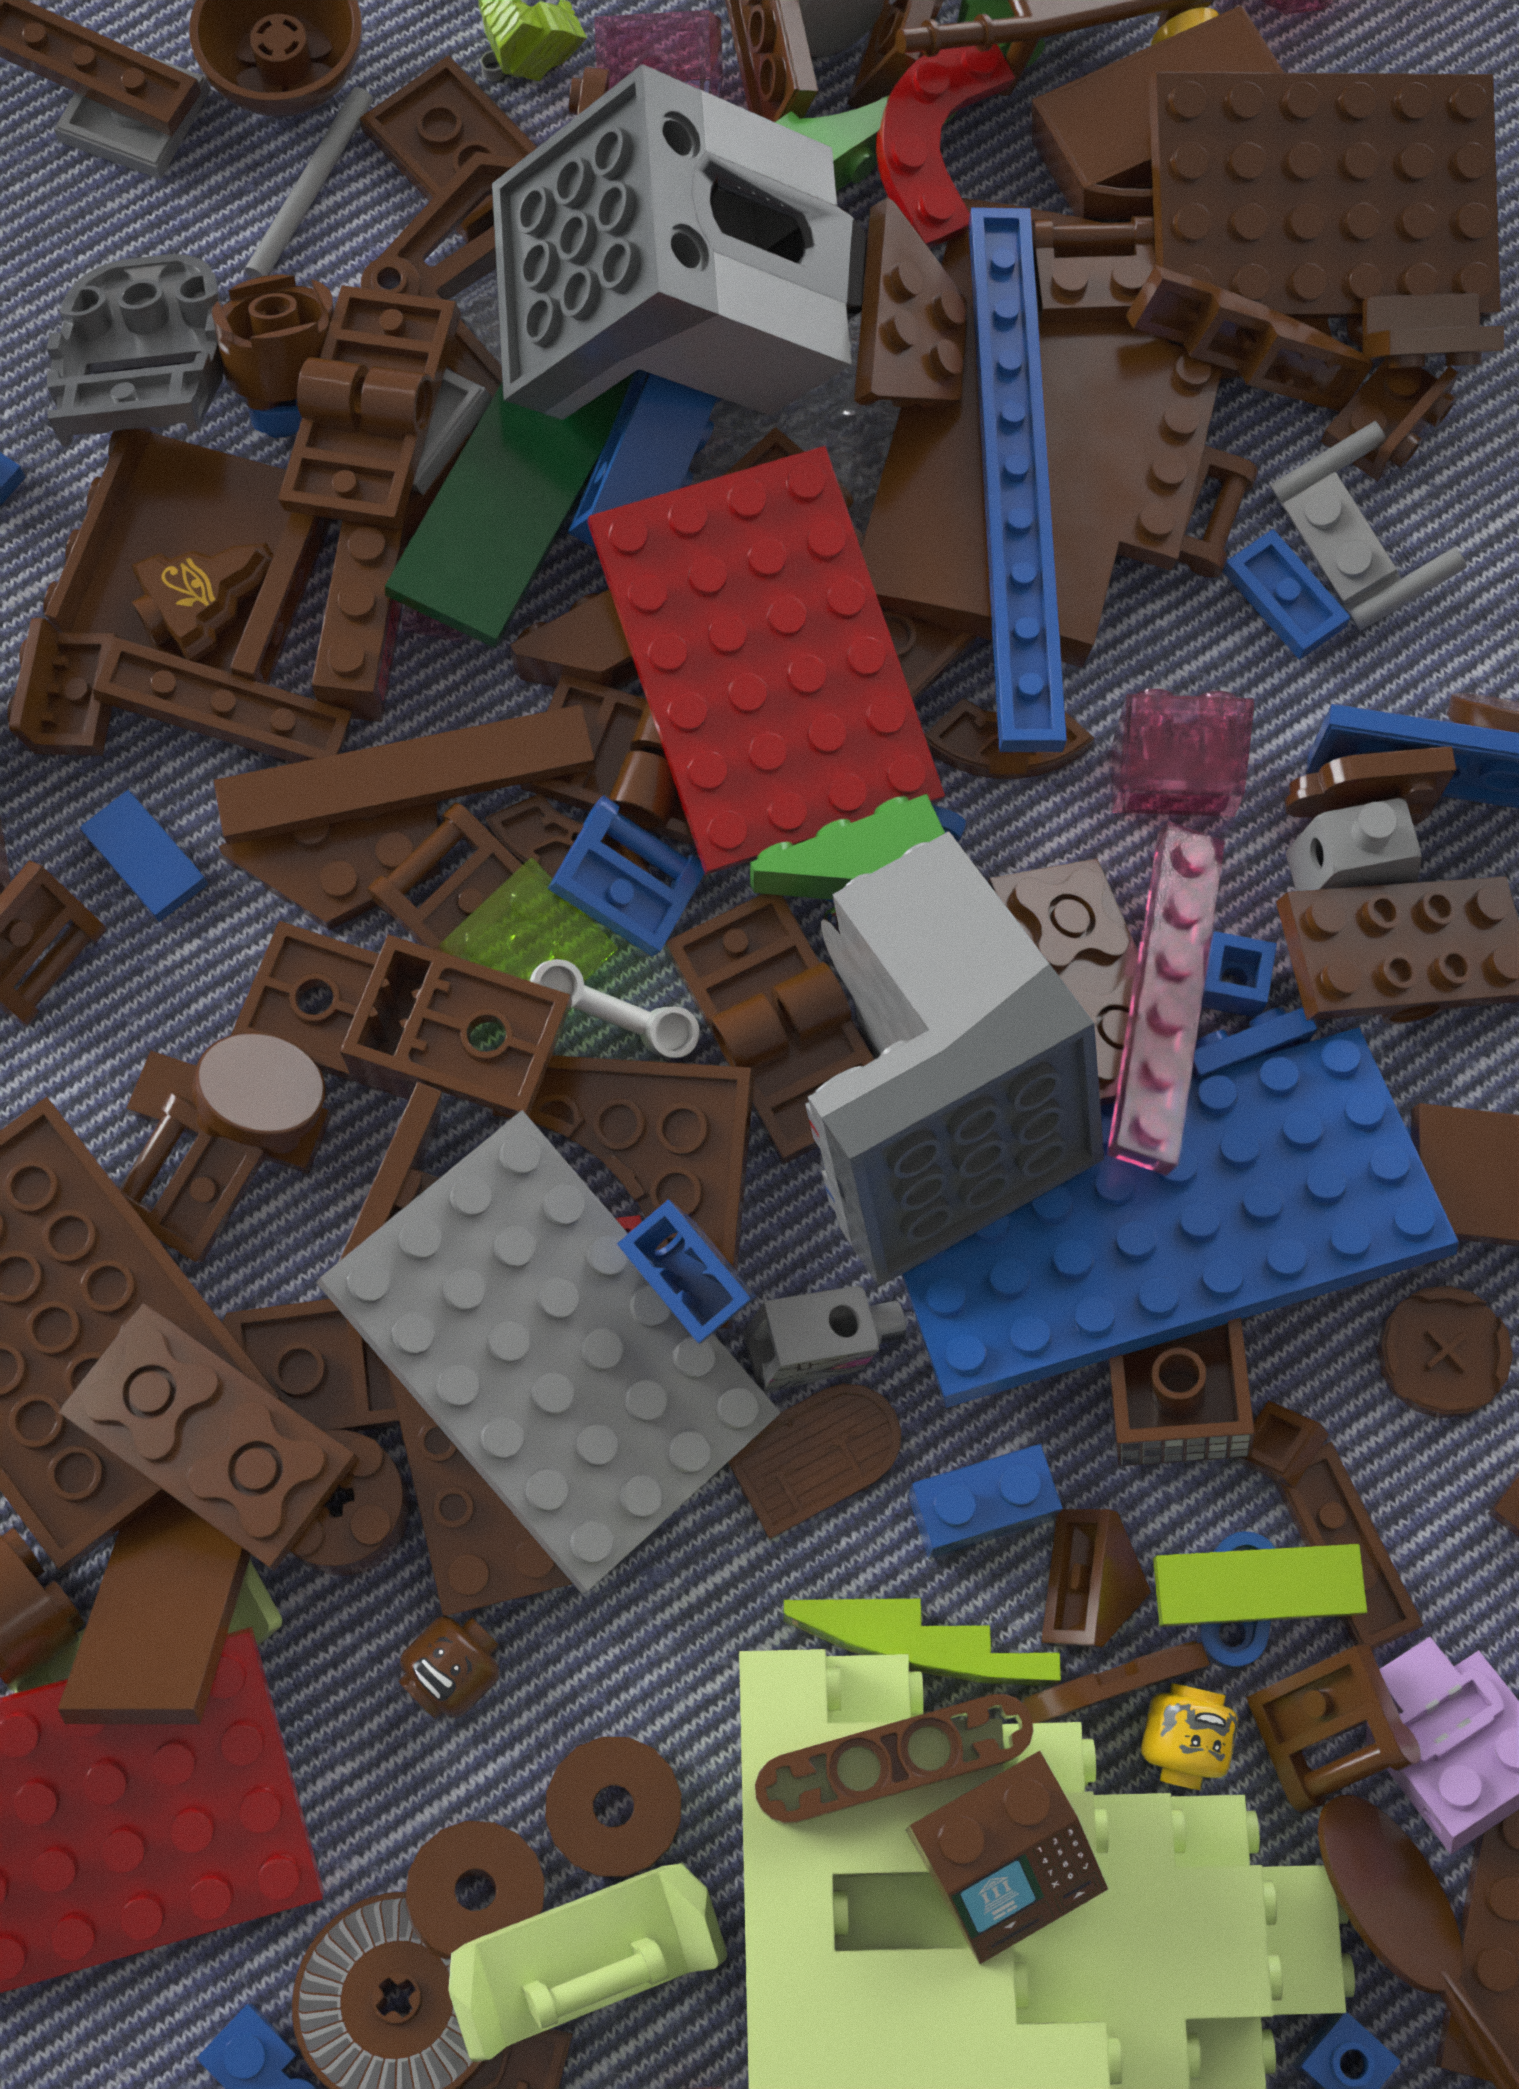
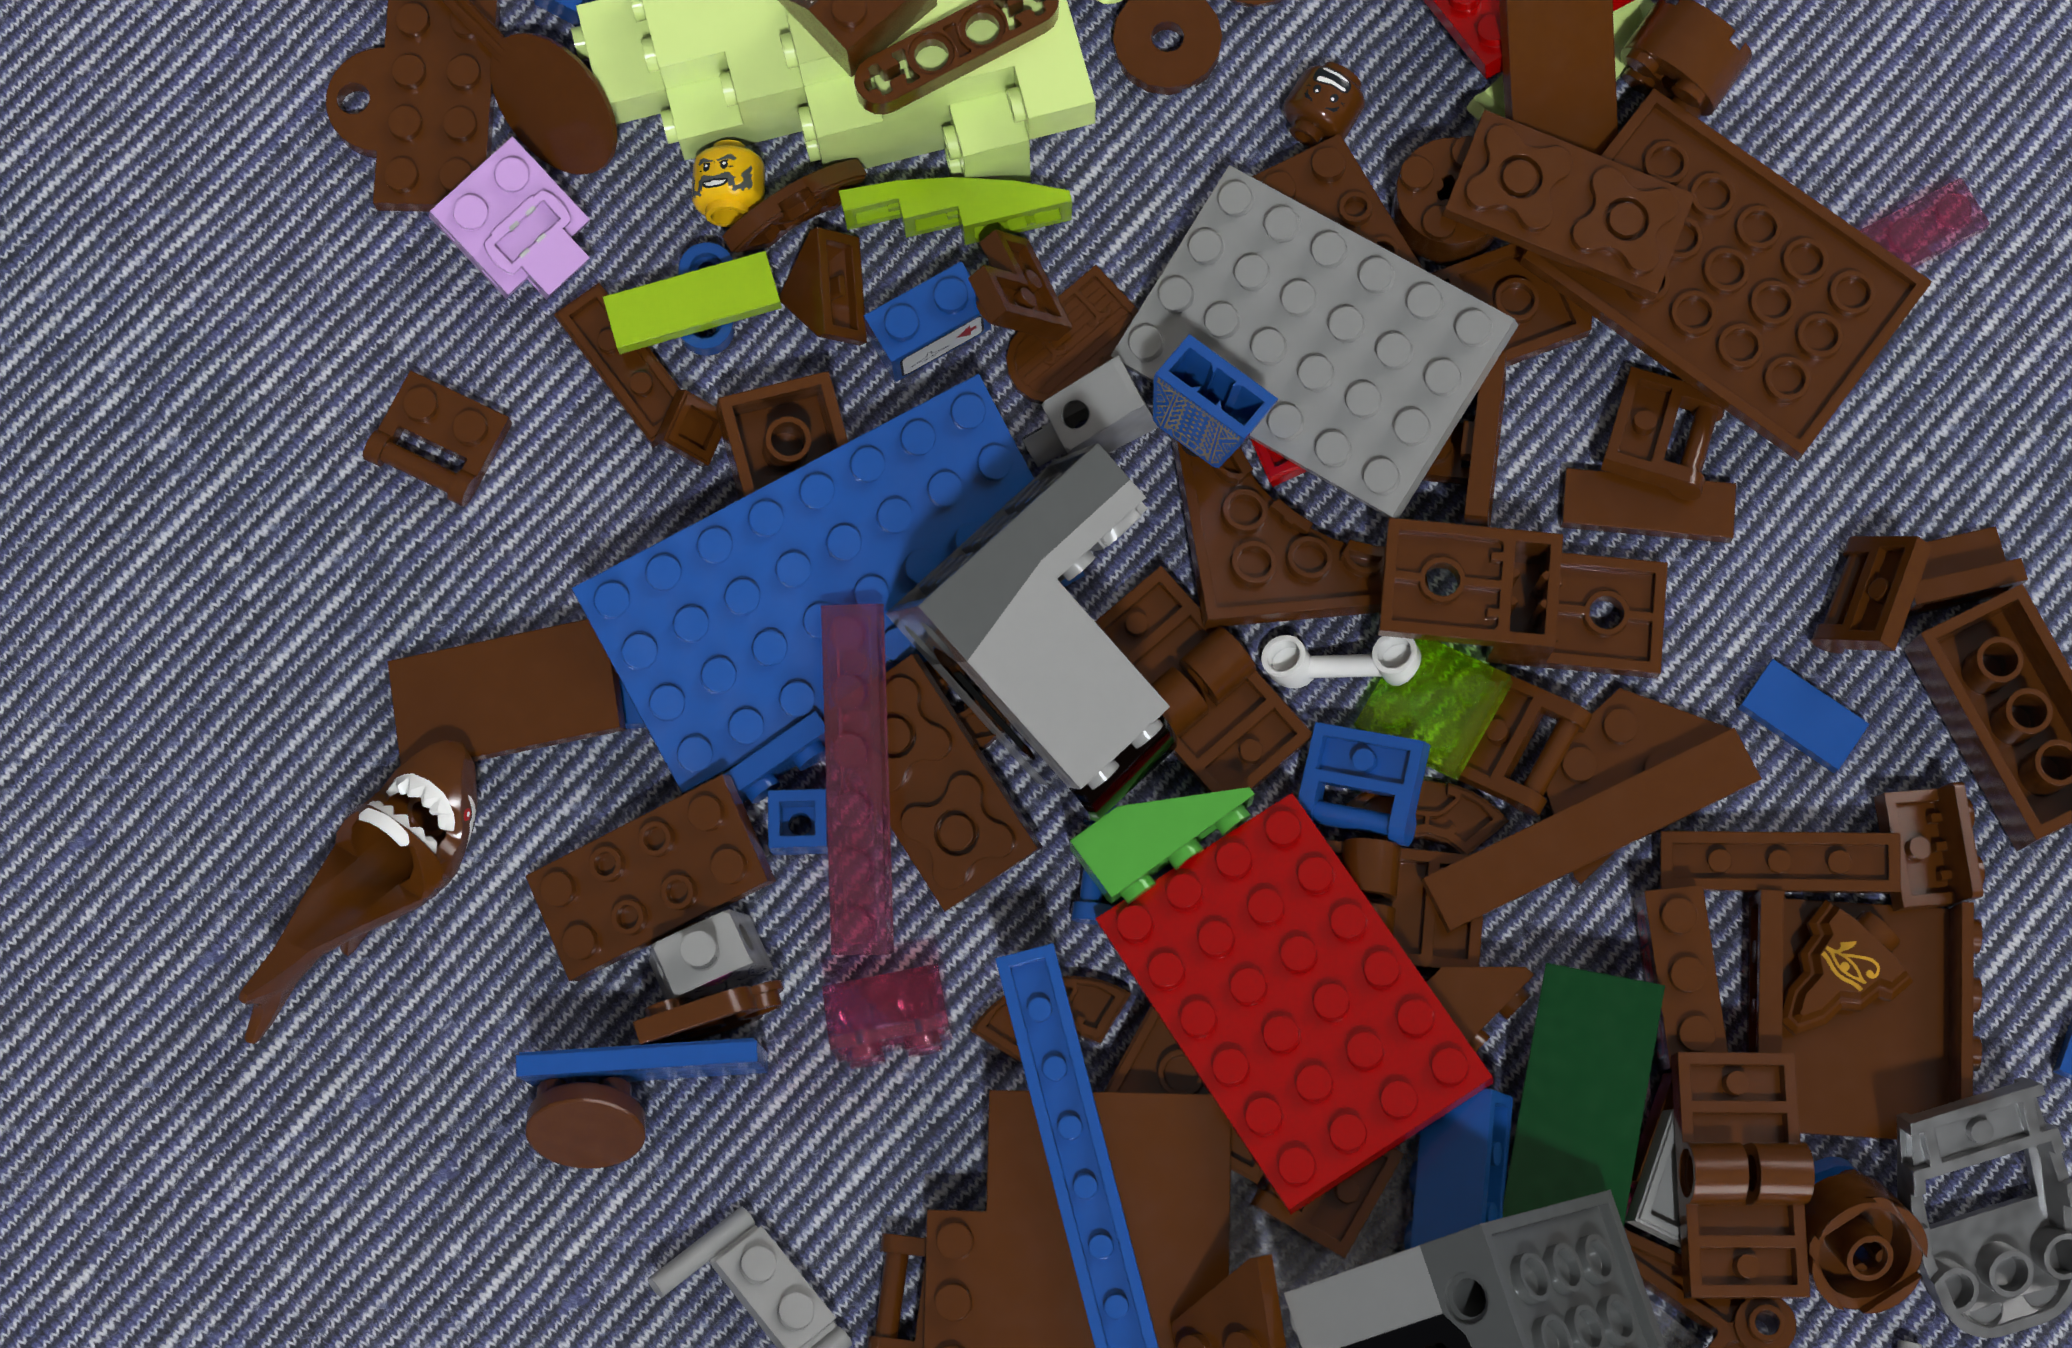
camera: 170 degrees right, 5 degrees up
(258, 1091) = (1625, 506): tile -> none
(860, 1495) = (1016, 290): none -> reddish brown plate
(1286, 594) = (816, 1222): blue plate -> none
(1325, 1704) = (620, 223): reddish brown plate -> none
(1444, 1352) = (564, 540): reddish brown tile -> none

